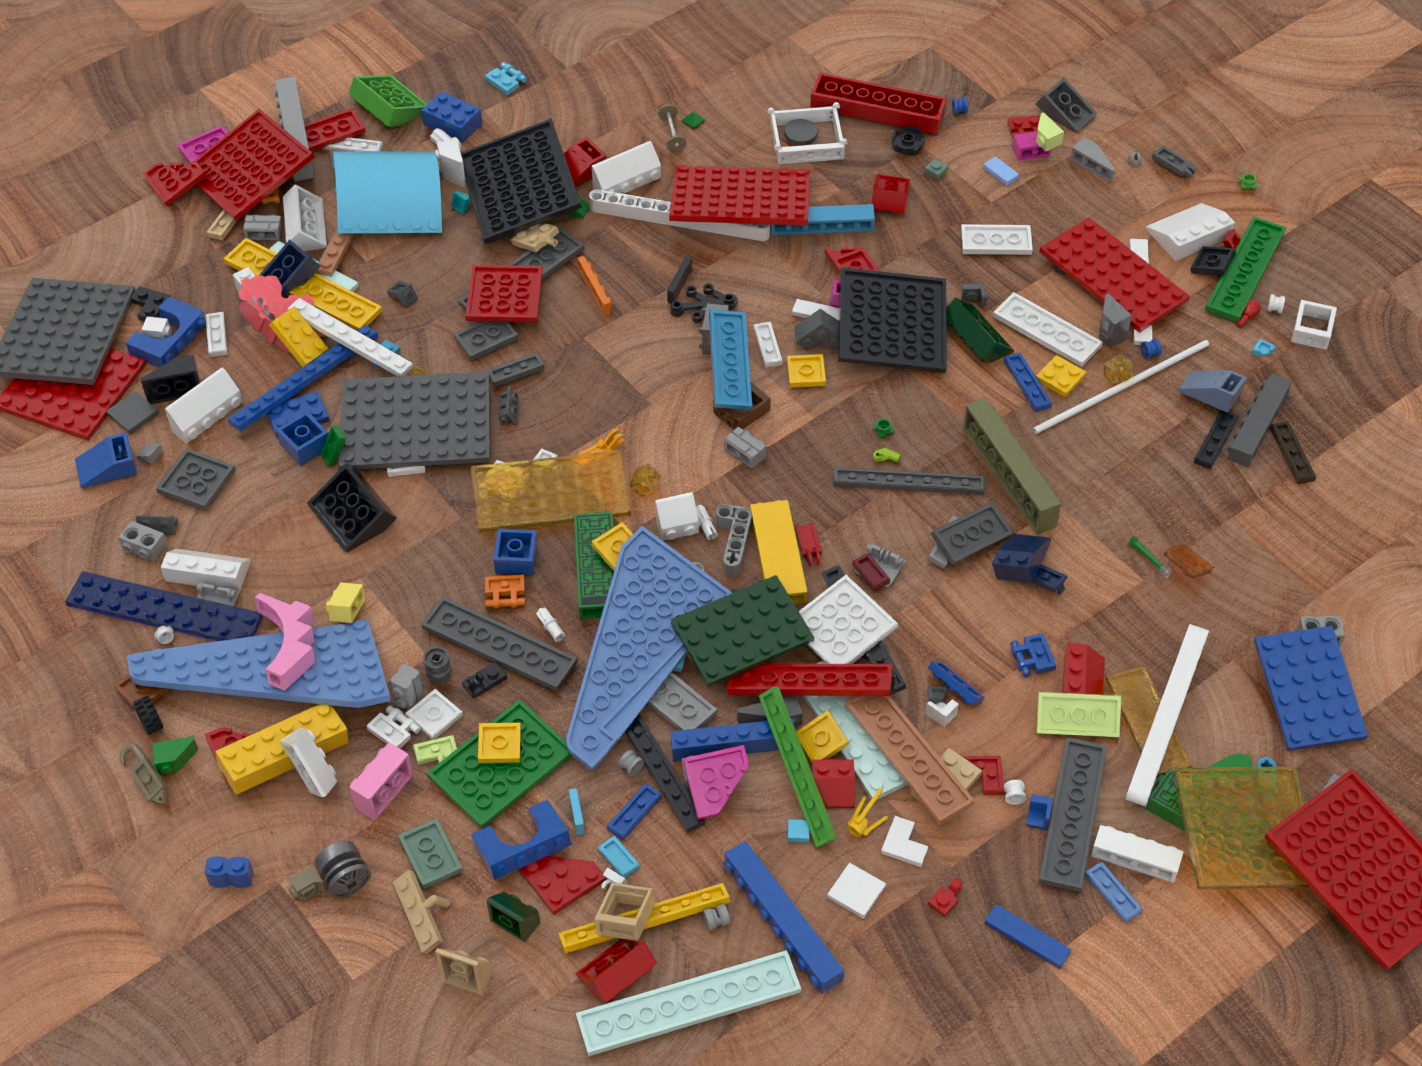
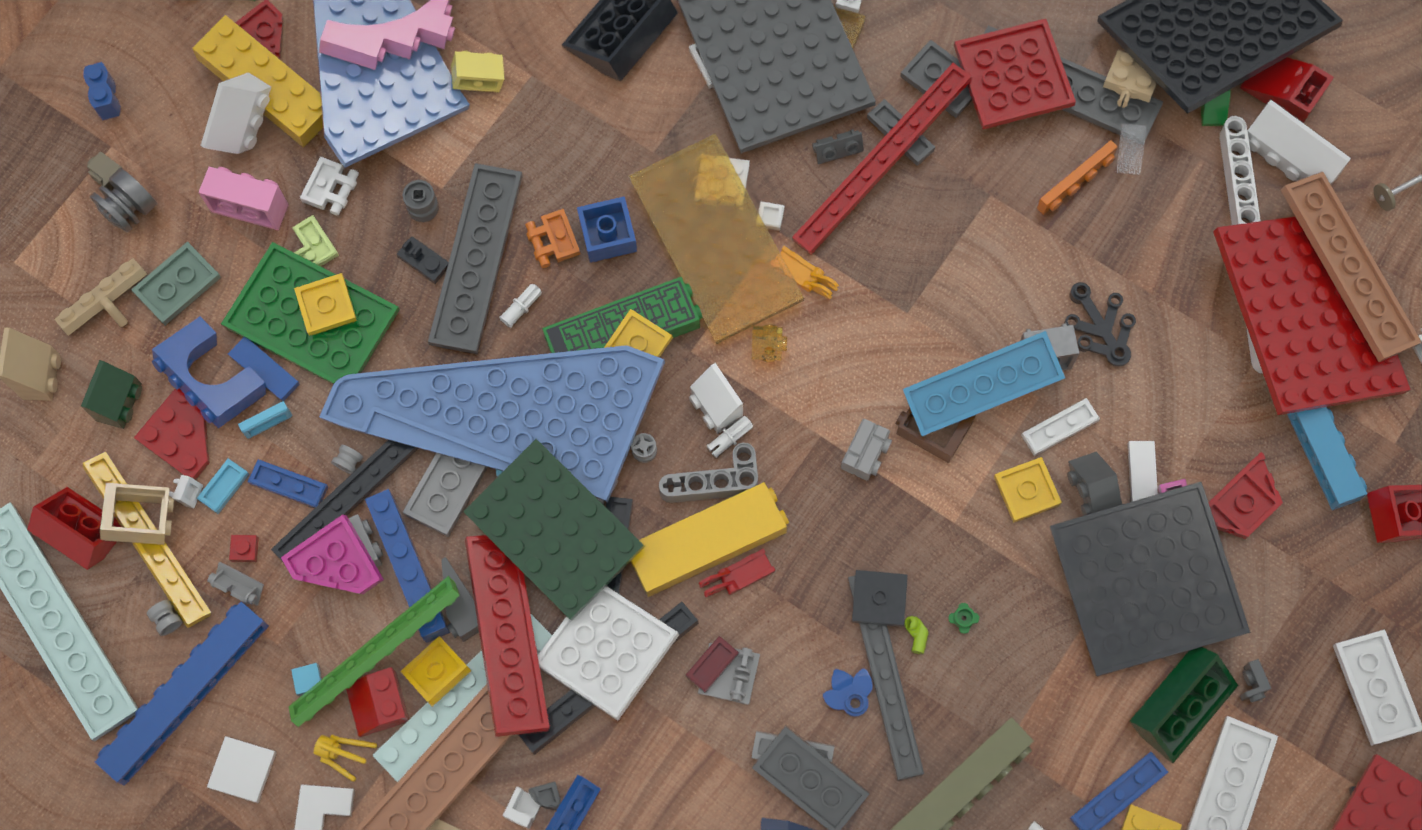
camera: 75 degrees right, 20 degrees up
(406, 687) = (374, 178): light grey brick -> none
(434, 714) = (362, 222): white tile -> none
(519, 813) = (276, 378): none -> blue tile
(535, 381) = (881, 158): none -> red plate
(592, 254) = (1131, 149): none -> clear plate
(676, 853) = (243, 548): none -> red plate
(679, 279) = (1130, 280): black tile -> none
(706, 859) = (237, 583): none -> light grey hinge
(719, 167) = (1351, 266): none -> nougat plate
(855, 465) = (879, 598): none -> black plate
(915, 502) = (847, 689): none -> blue plate

